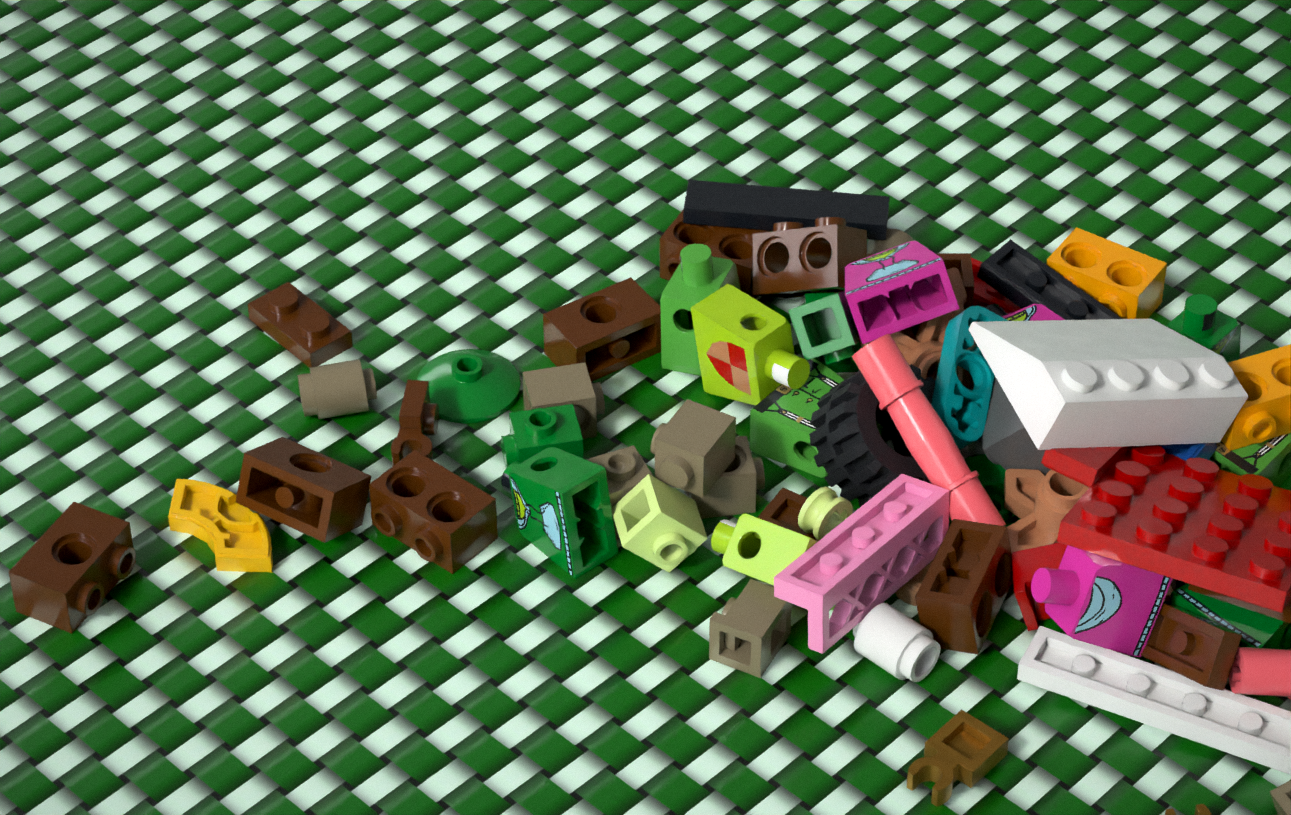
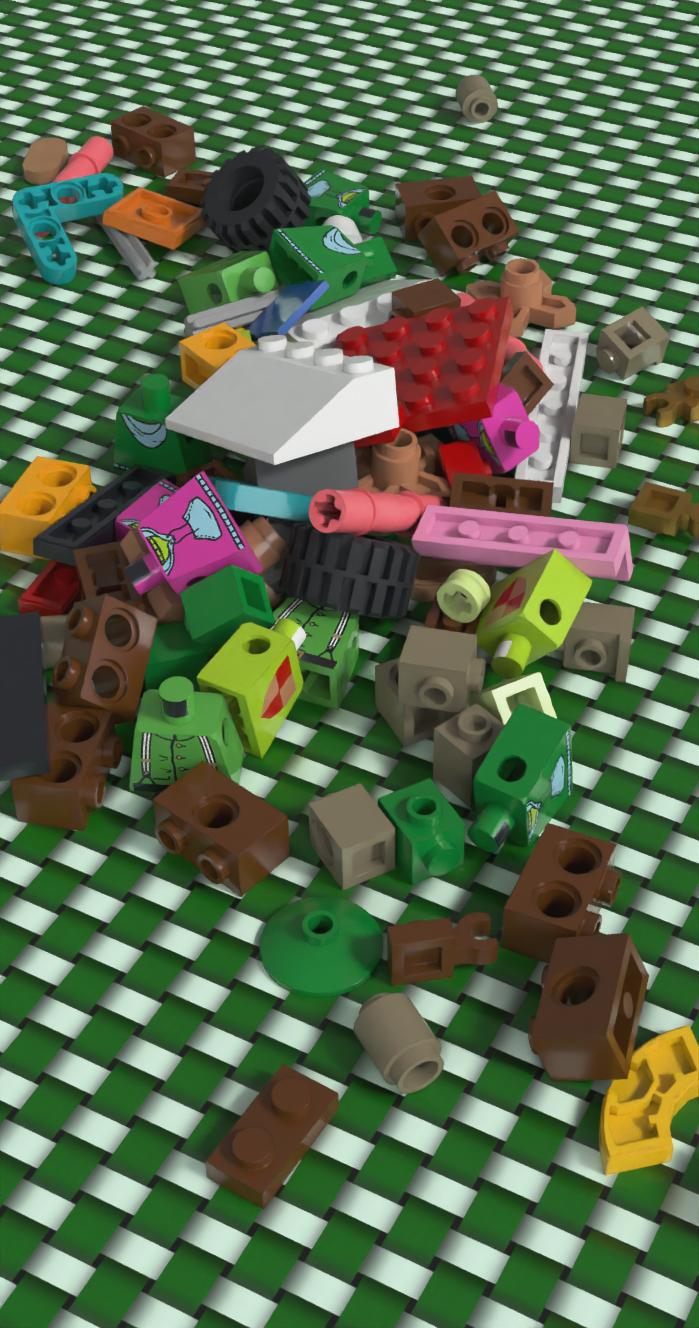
camera: 105 degrees left, 0 degrees up
(1134, 733) = (598, 430): none -> dark tan brick

